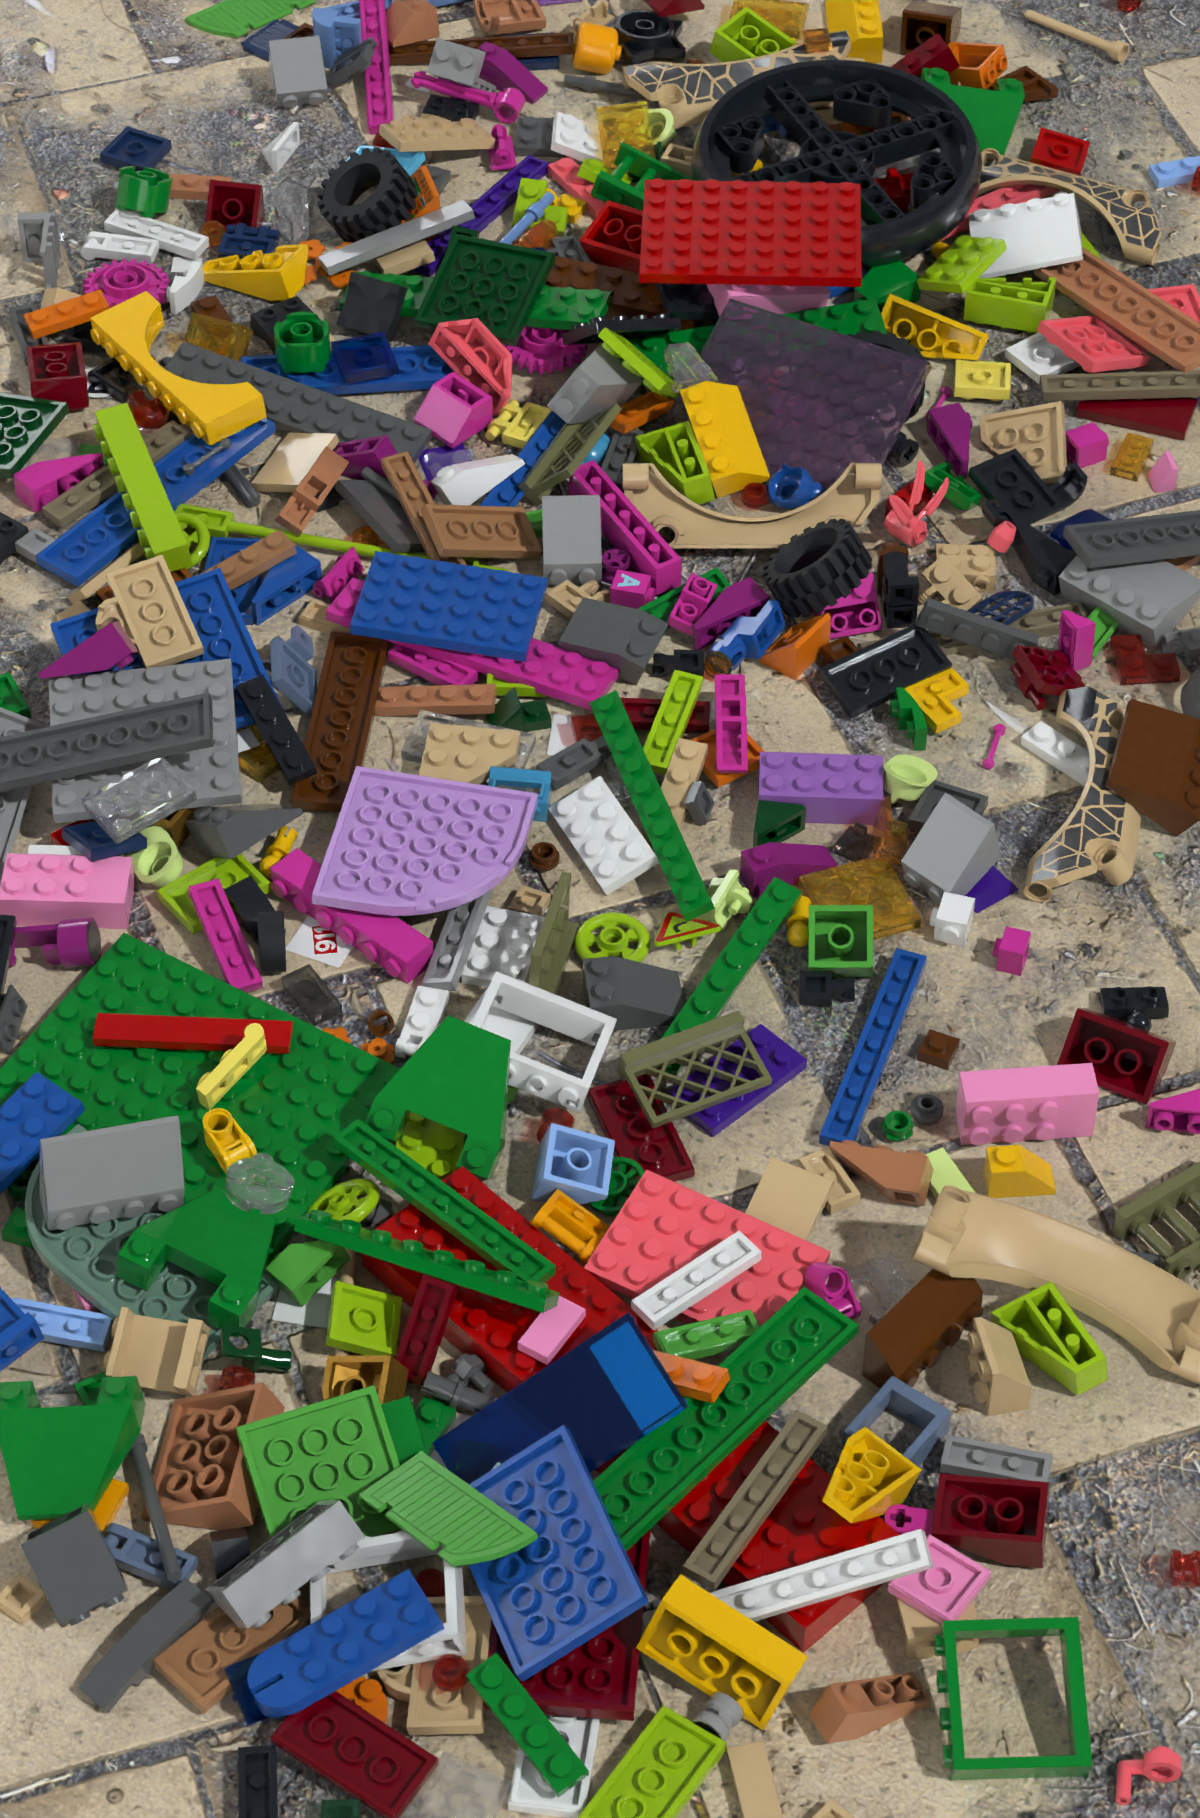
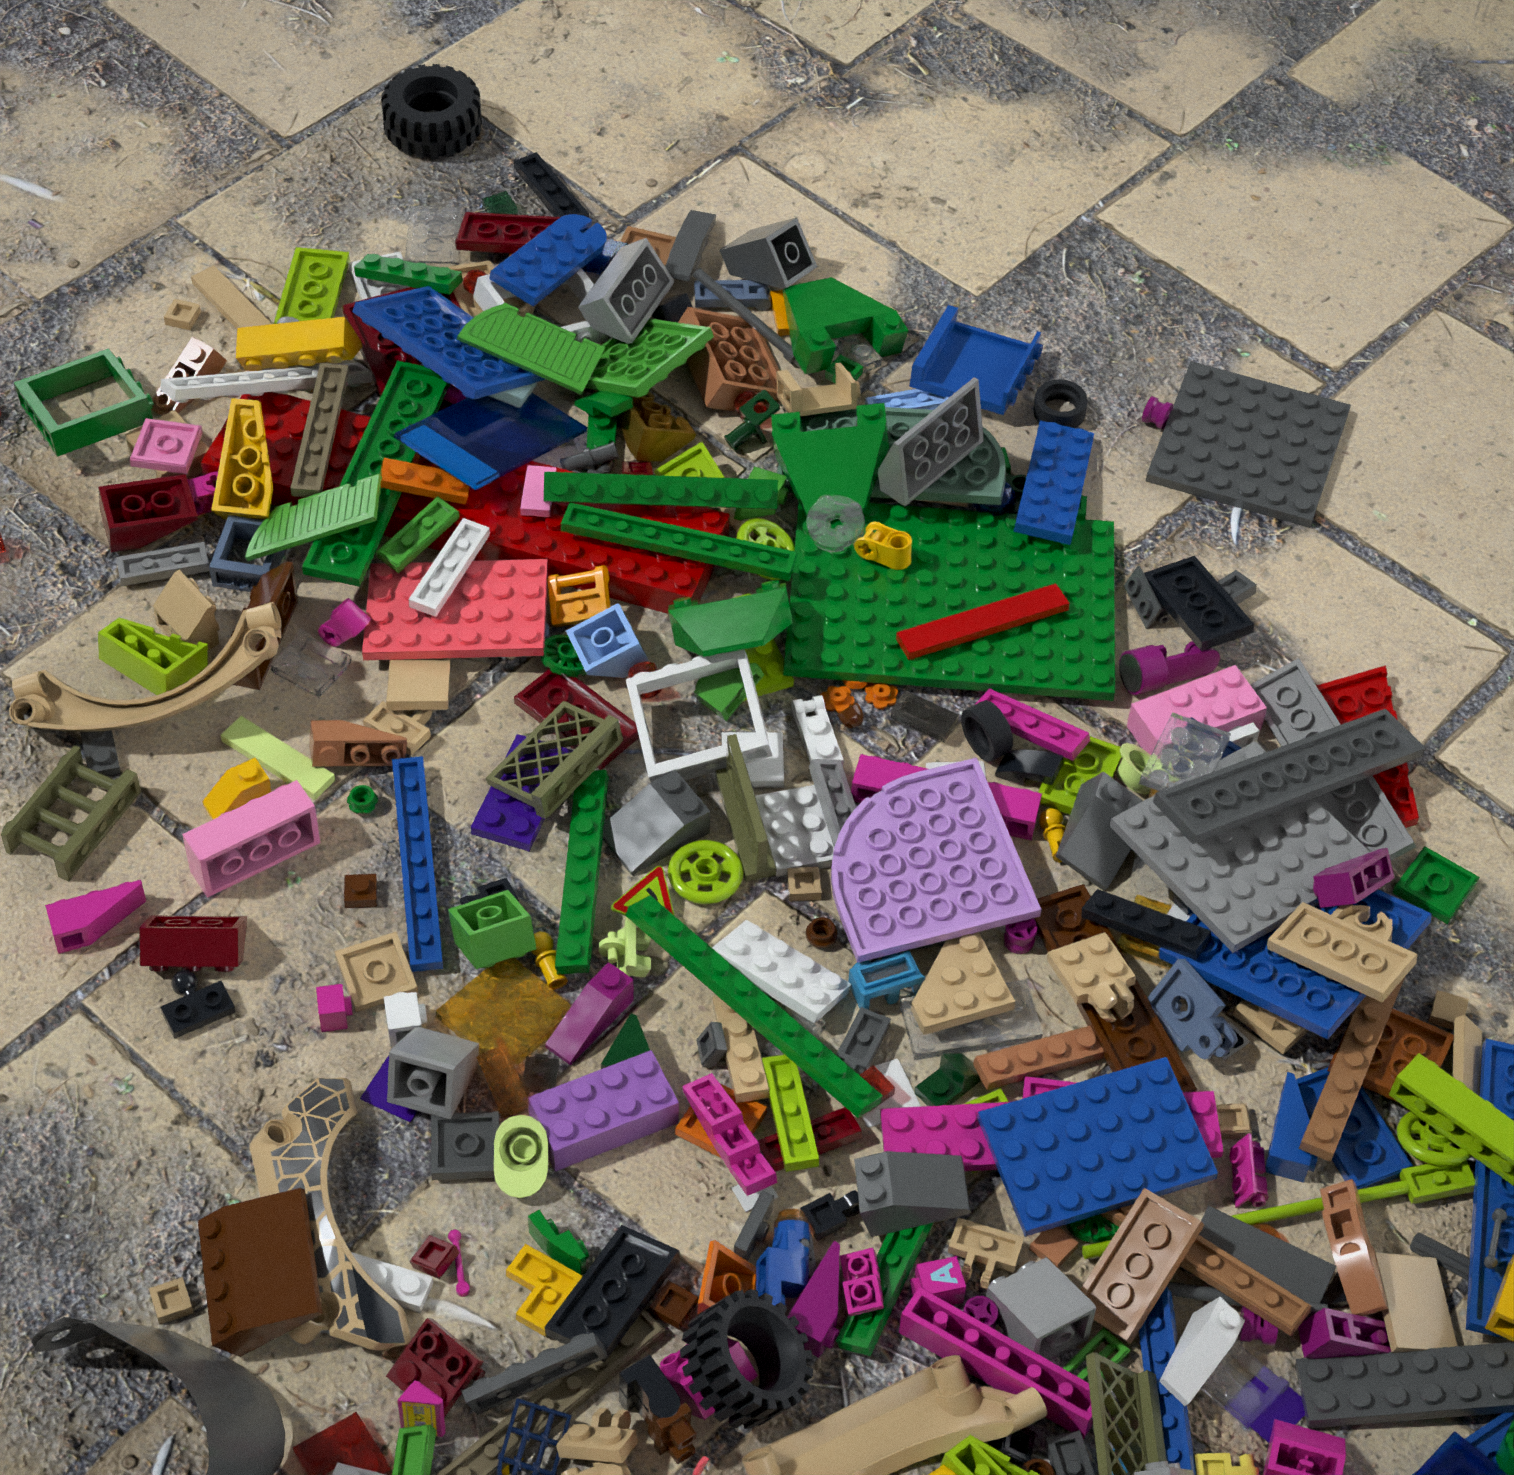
camera: 150 degrees right, 5 degrees up
(232, 1066) = (924, 591): light yellow plate -> none
(346, 719) = (1095, 975): none -> tan plate
(756, 668) = (756, 1226): none -> dark grey plate
(813, 1375) = (317, 517): none -> bright green piece
(926, 1109) = (346, 833): dark grey plate -> none
(958, 970) = (375, 971): none -> tan plate
(1012, 750) = (434, 1256): none -> dark red tile

